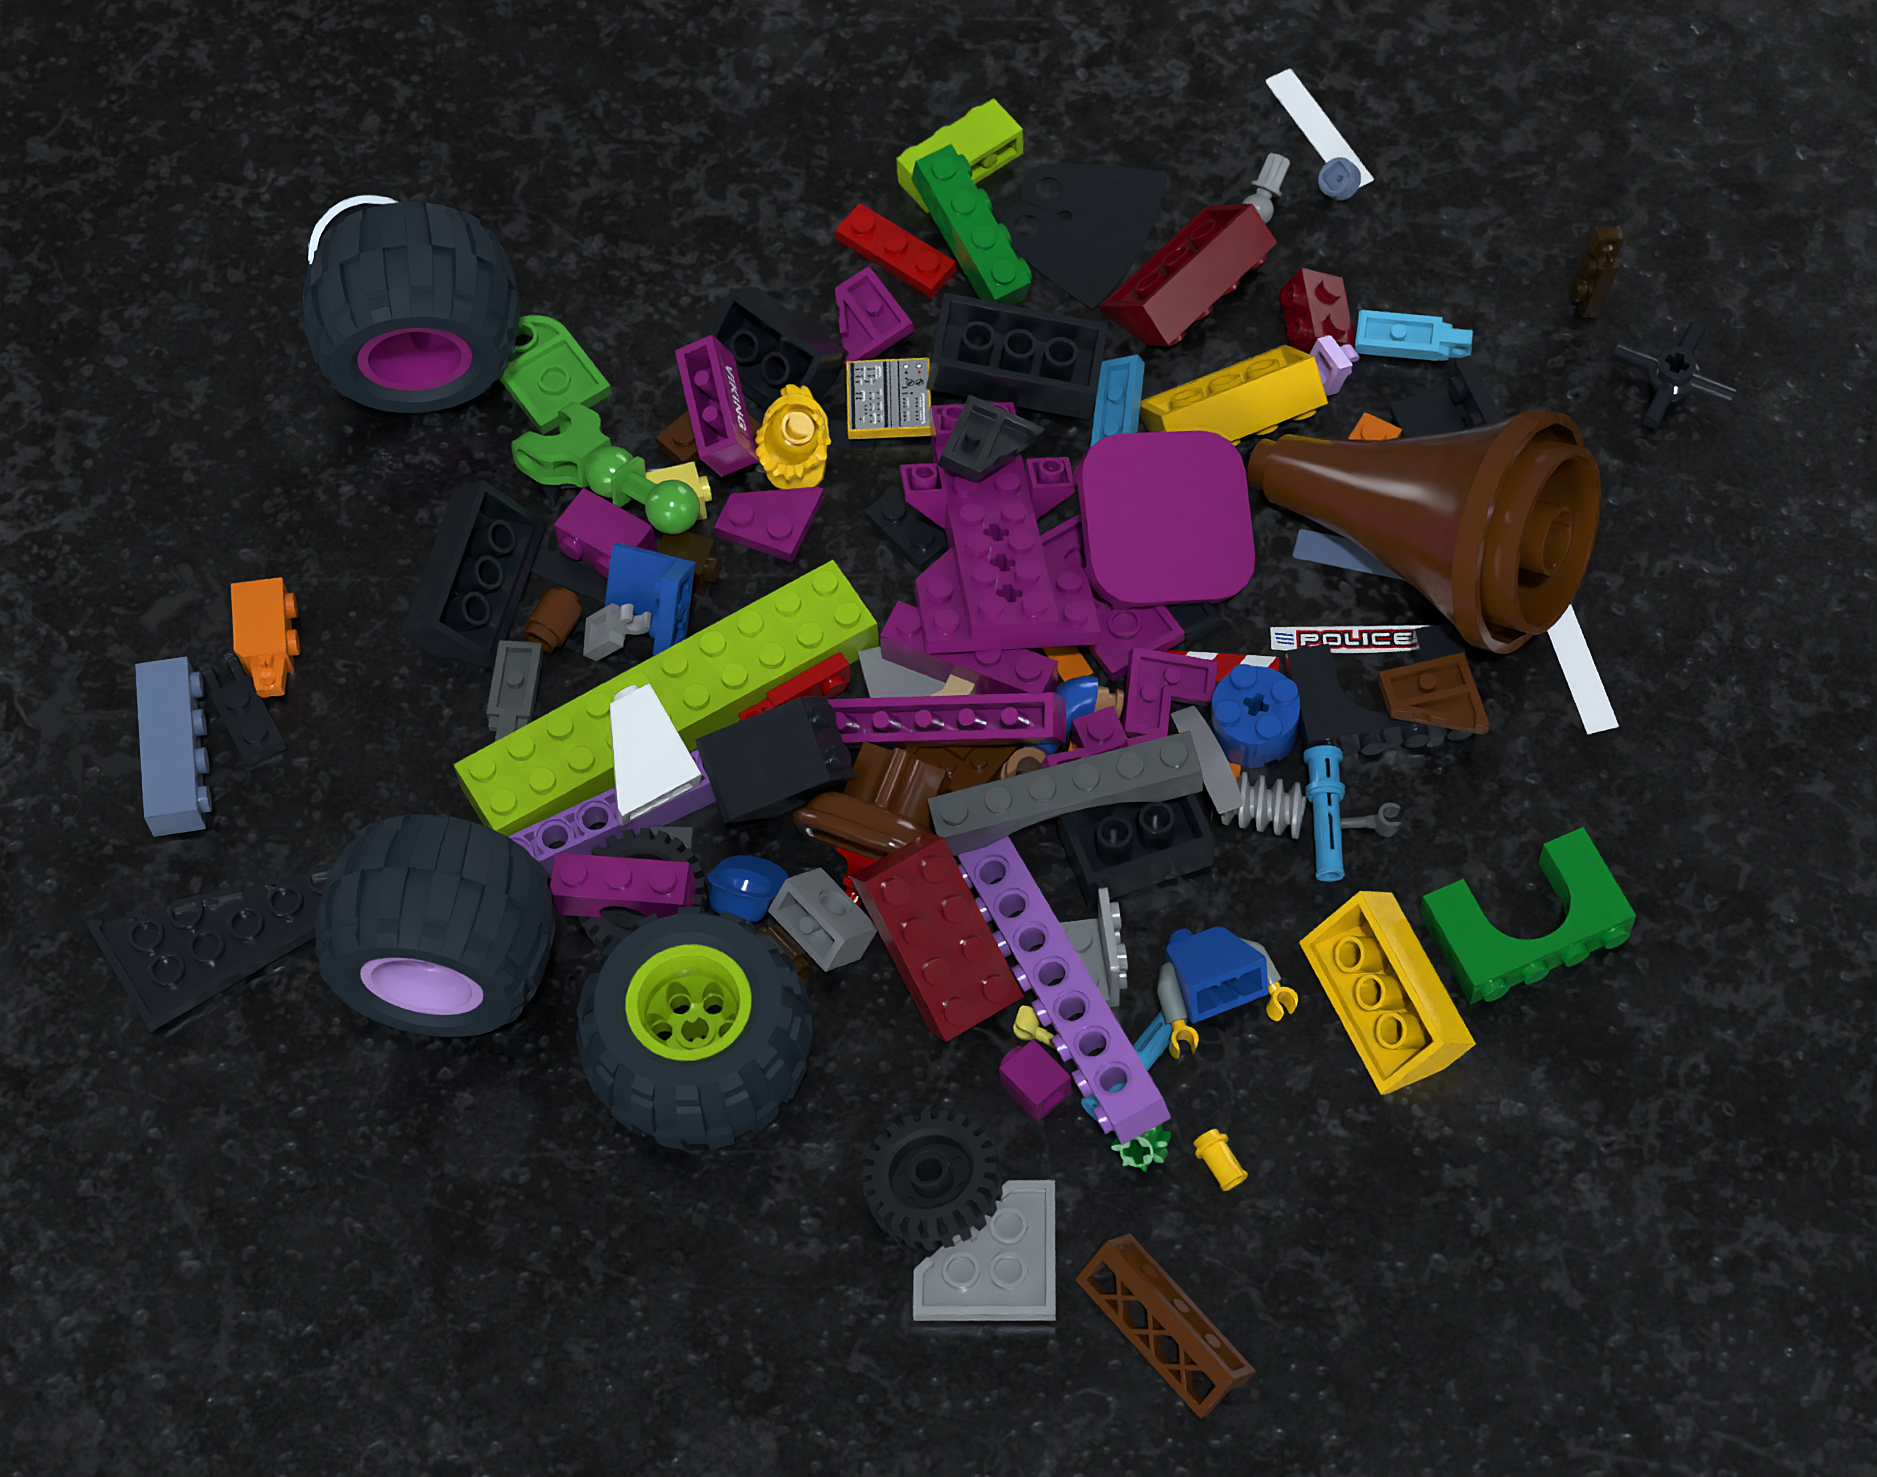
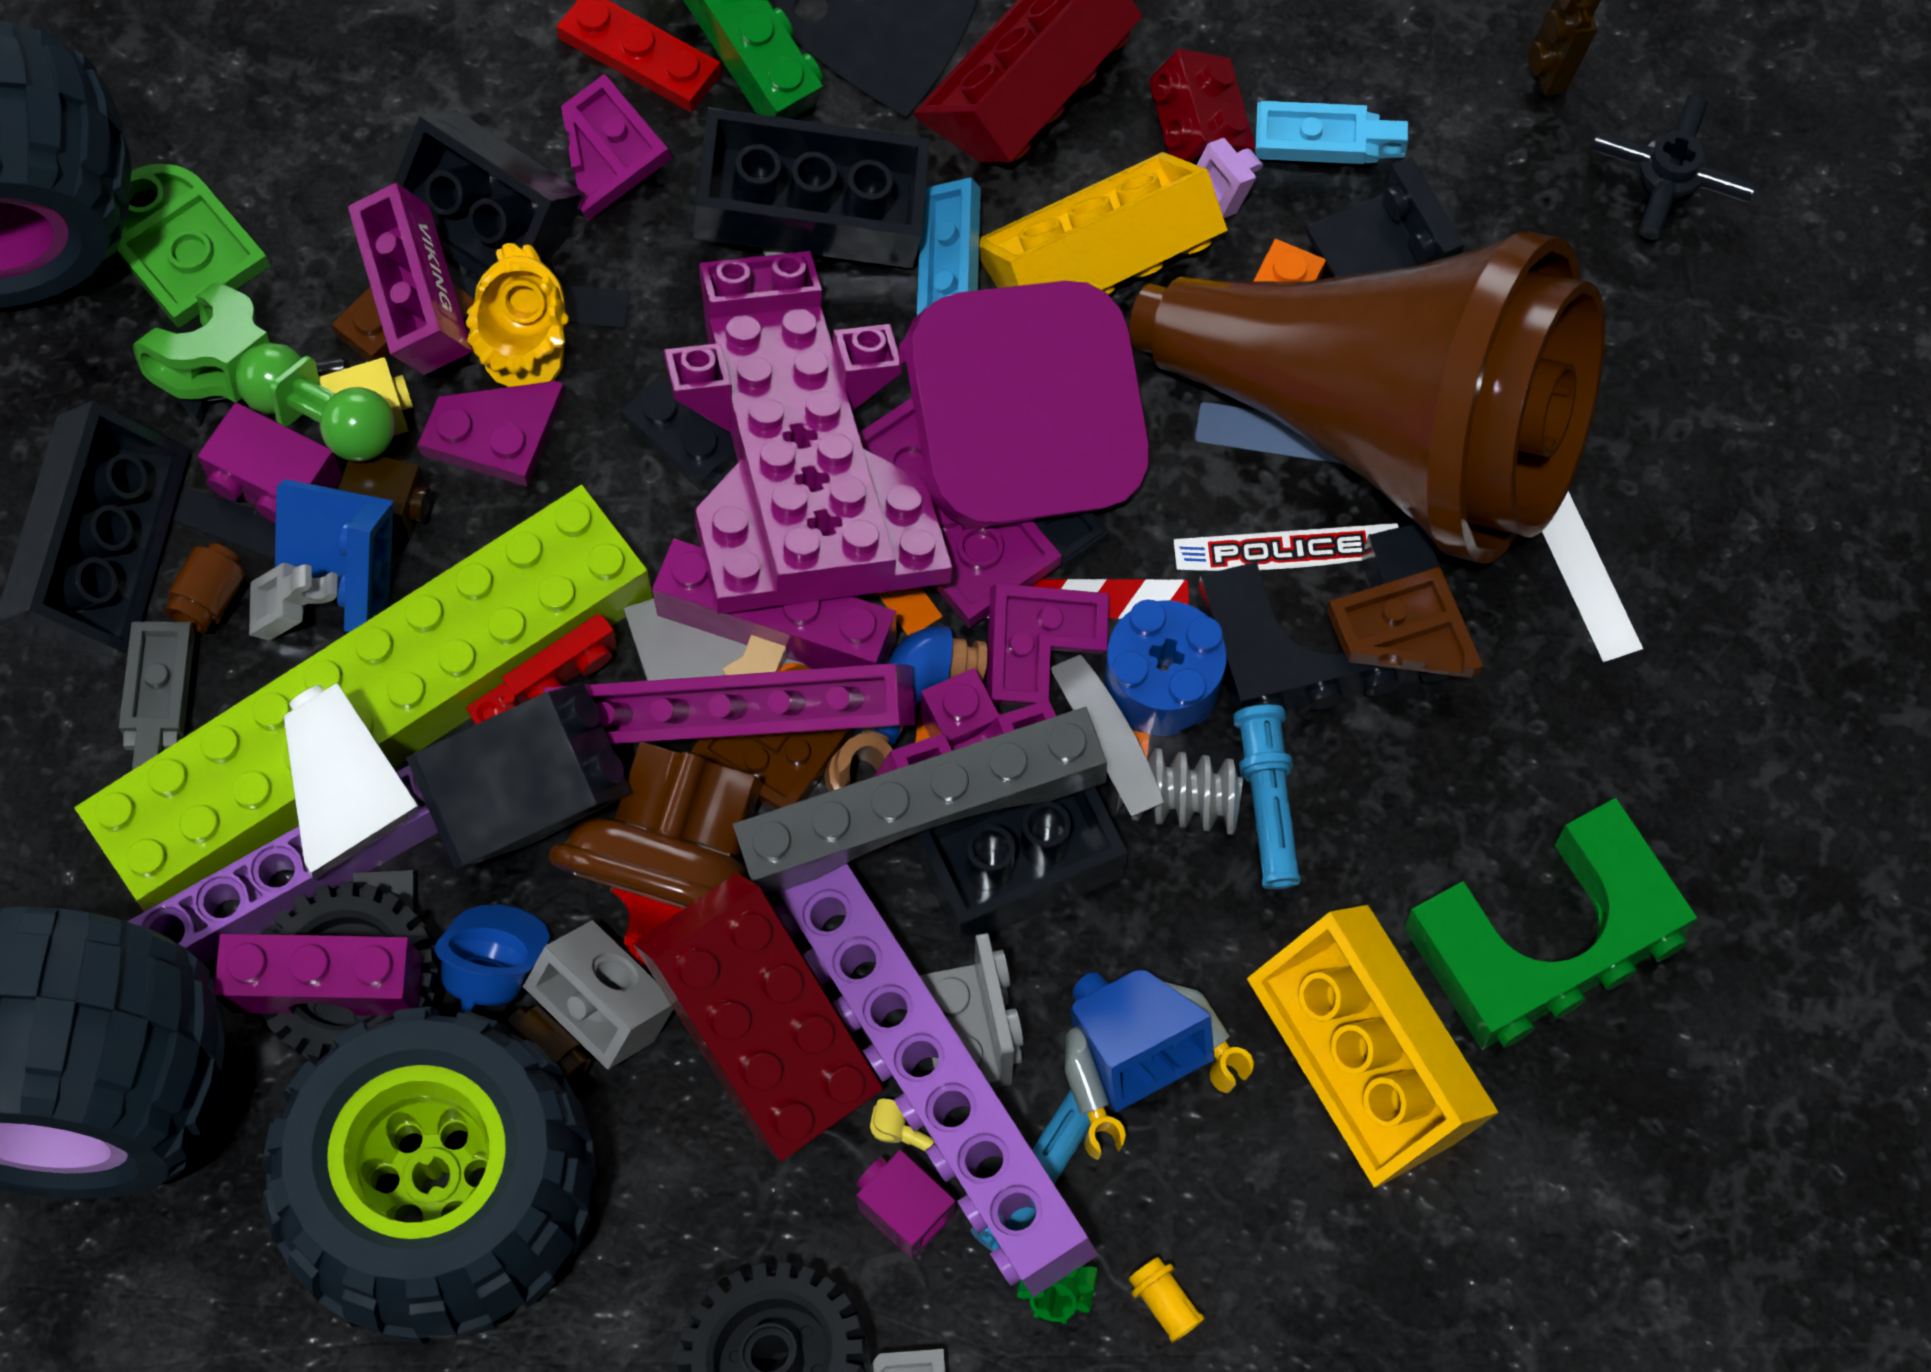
camera: 10 degrees left, 5 degrees up
(888, 398) = (642, 254): light grey tile -> none
(986, 439) = (778, 307): black wing -> none
(1376, 821) = (1335, 801): dark grey hand -> none

